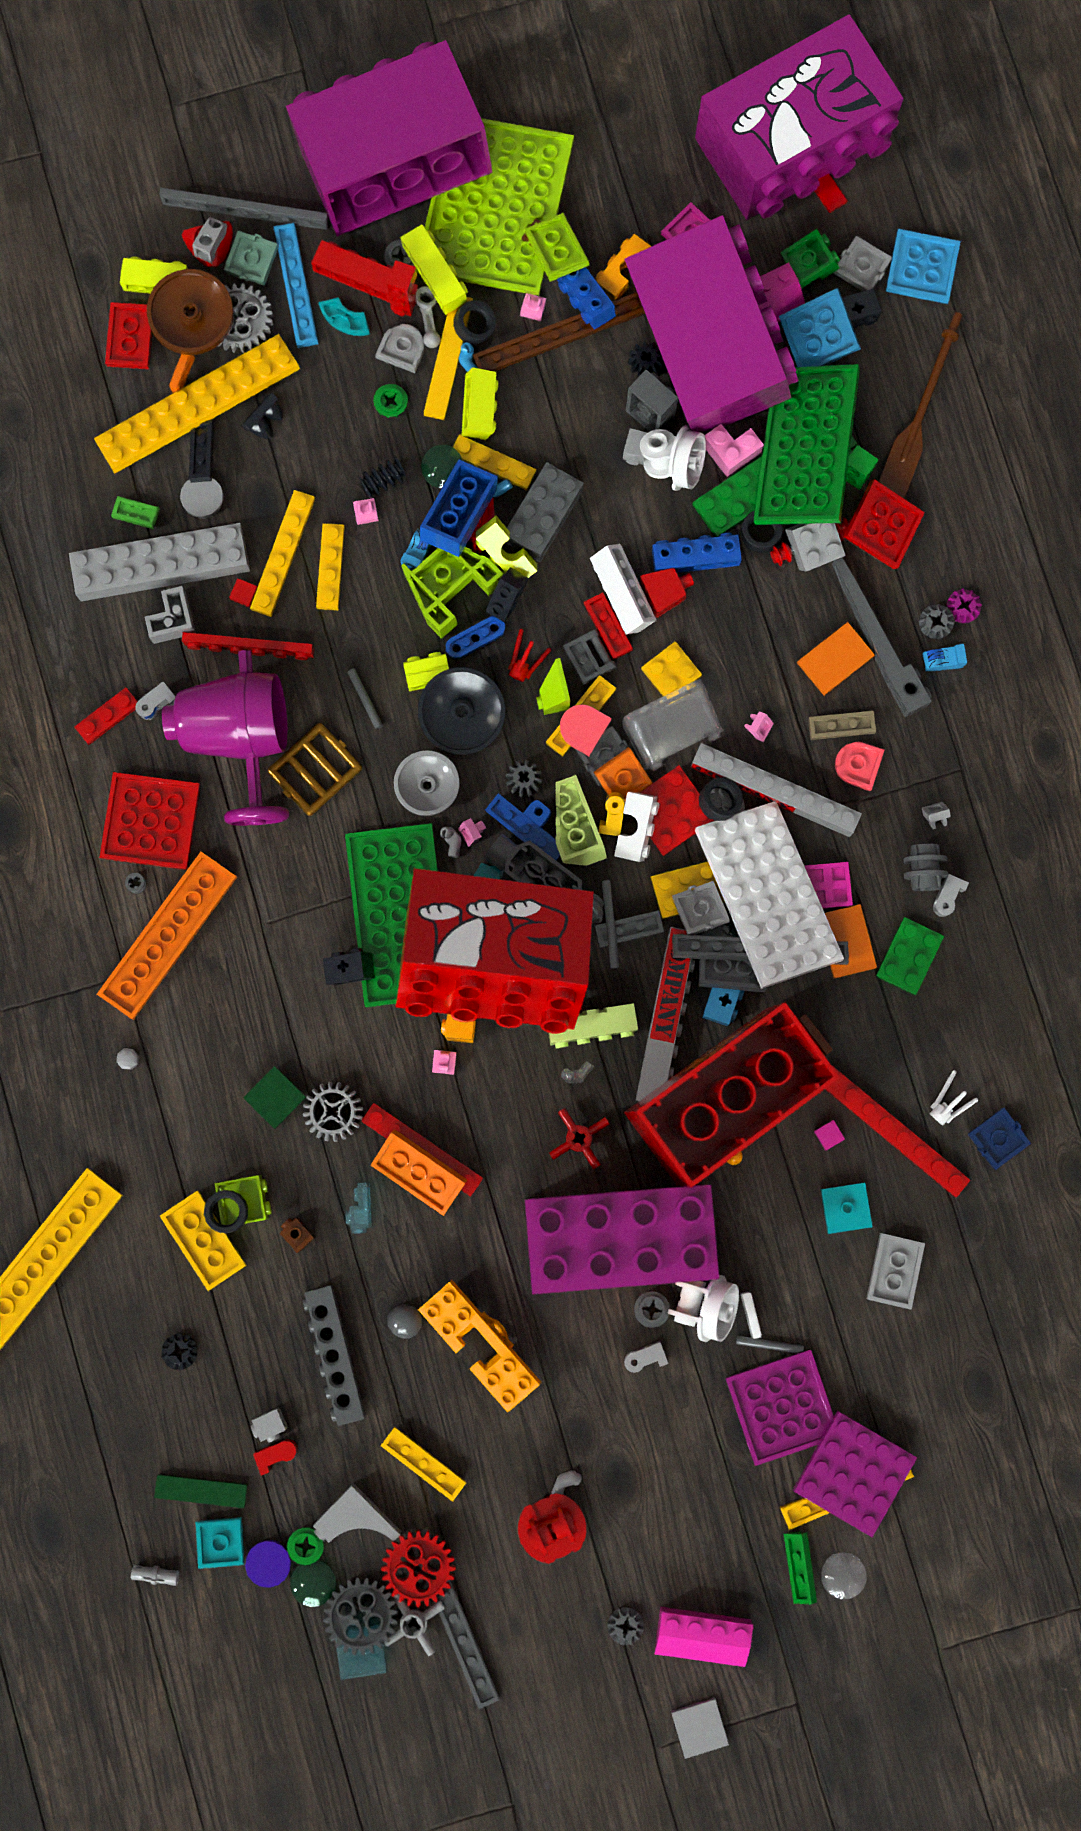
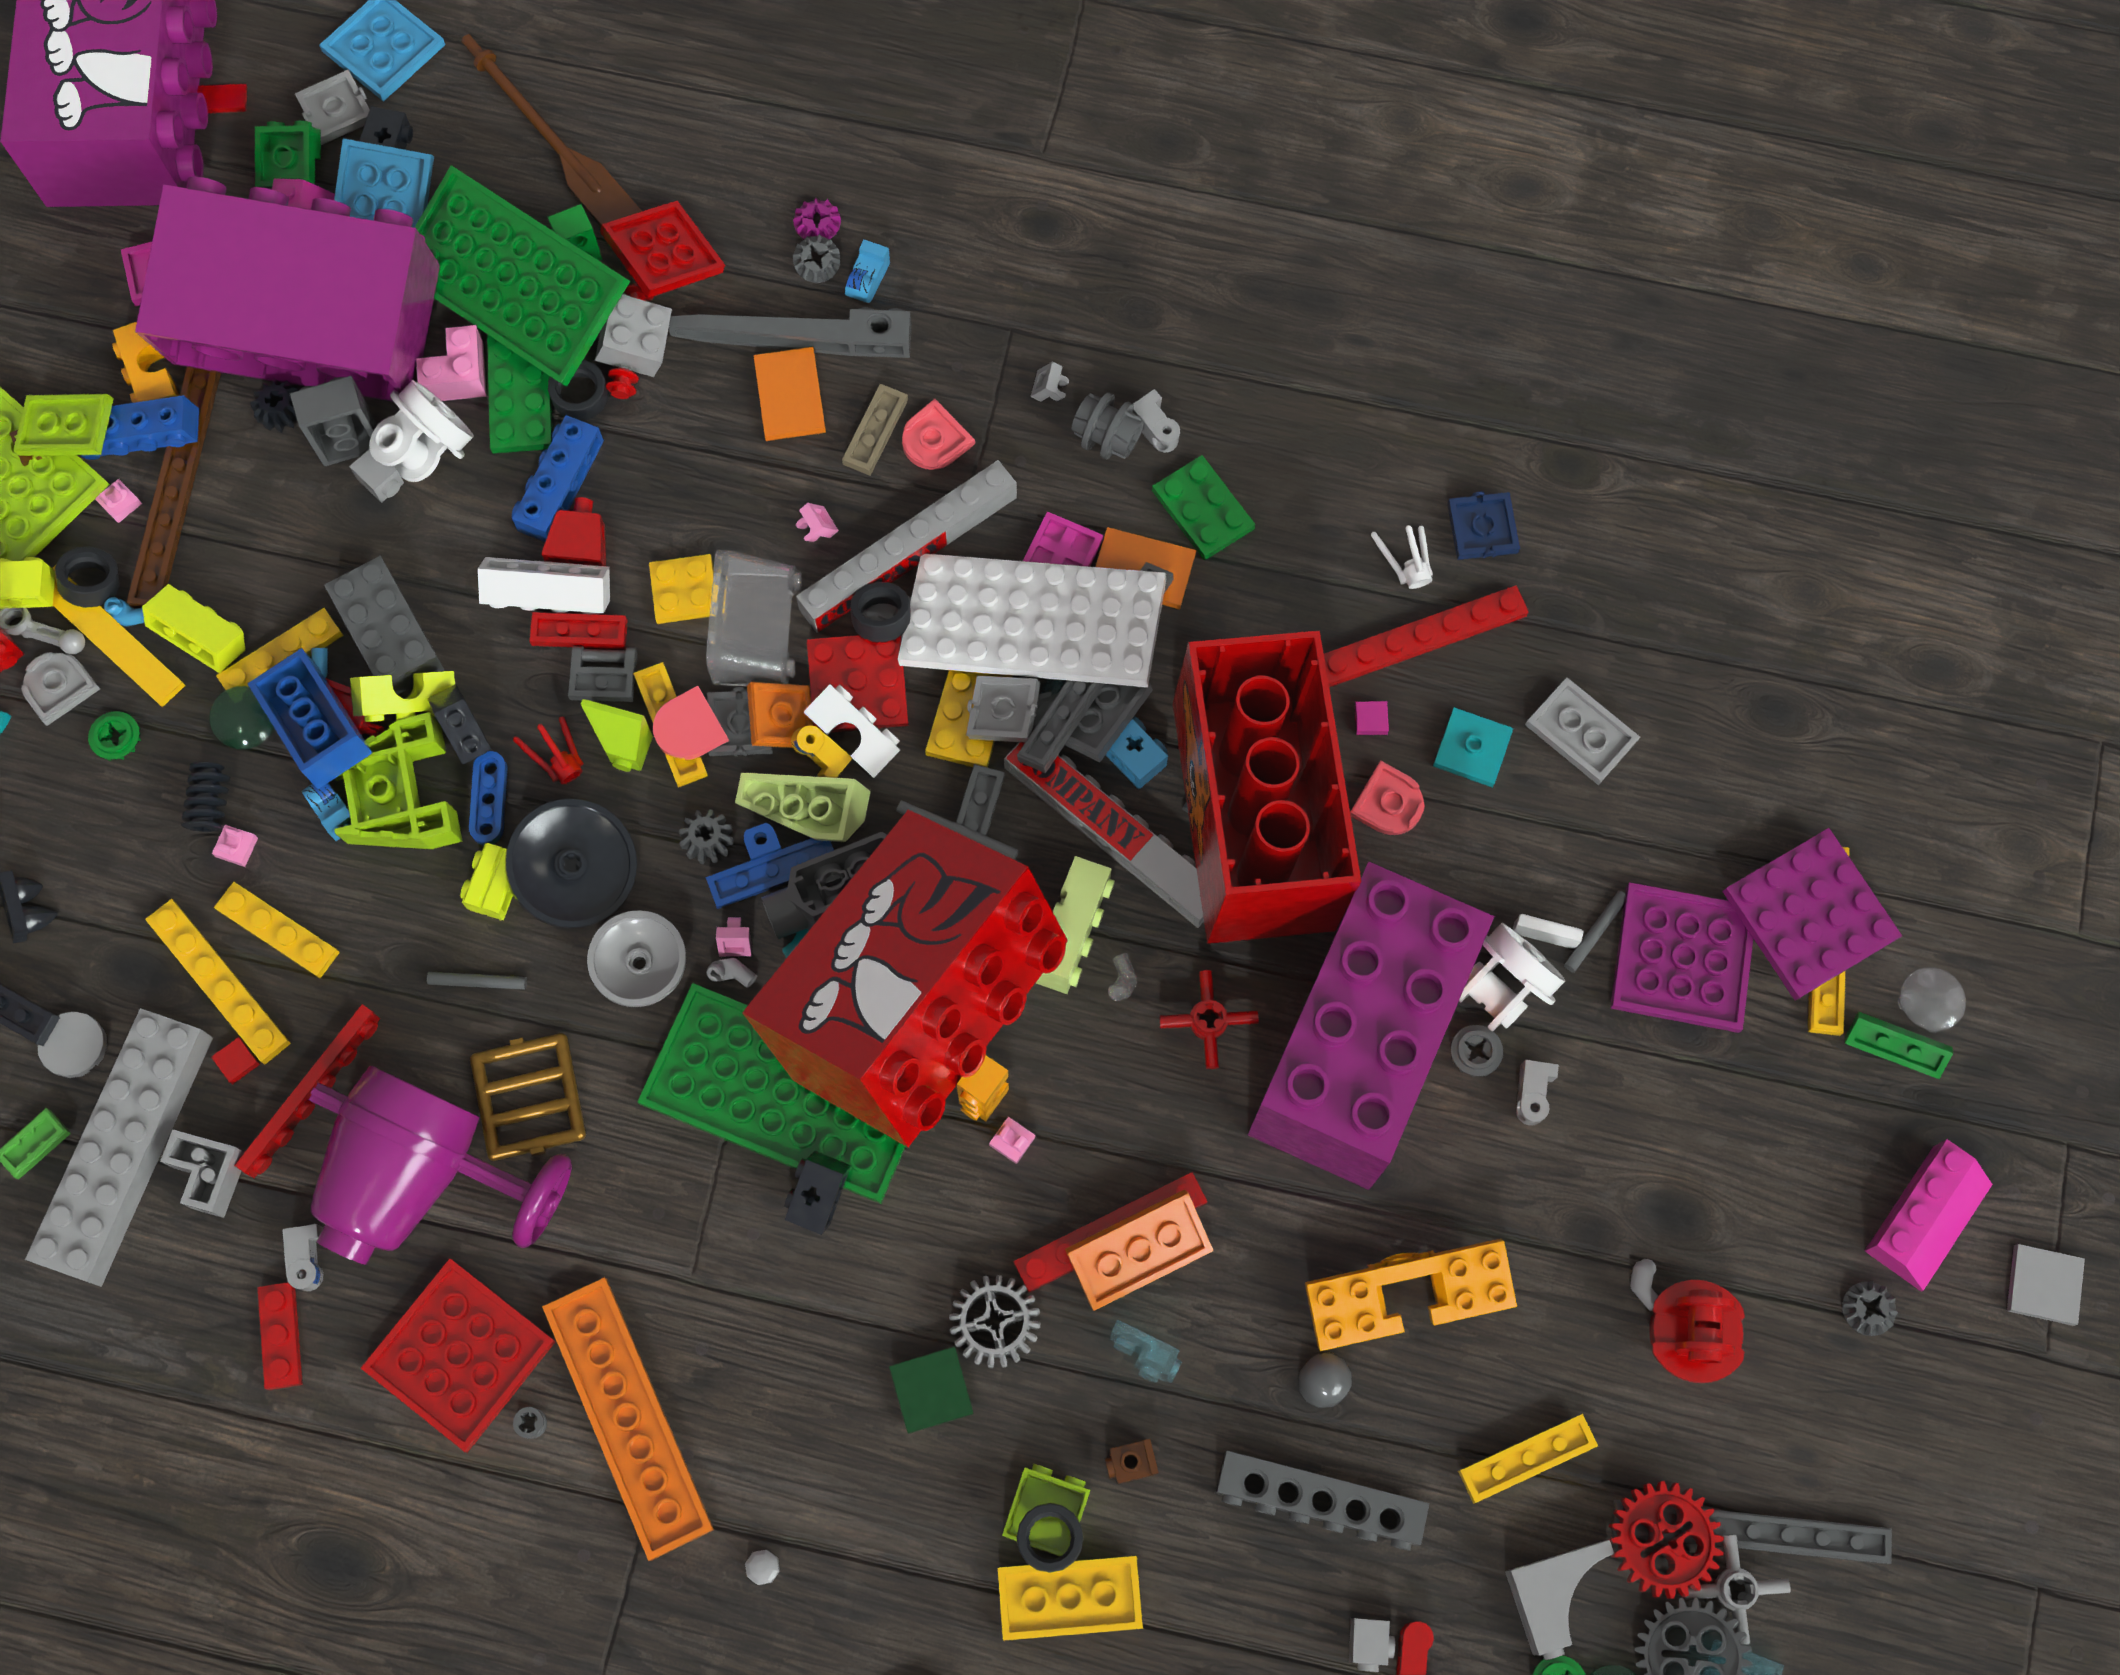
camera: 60 degrees left, 10 degrees down
(781, 1174) = (1389, 801): none -> coral tile

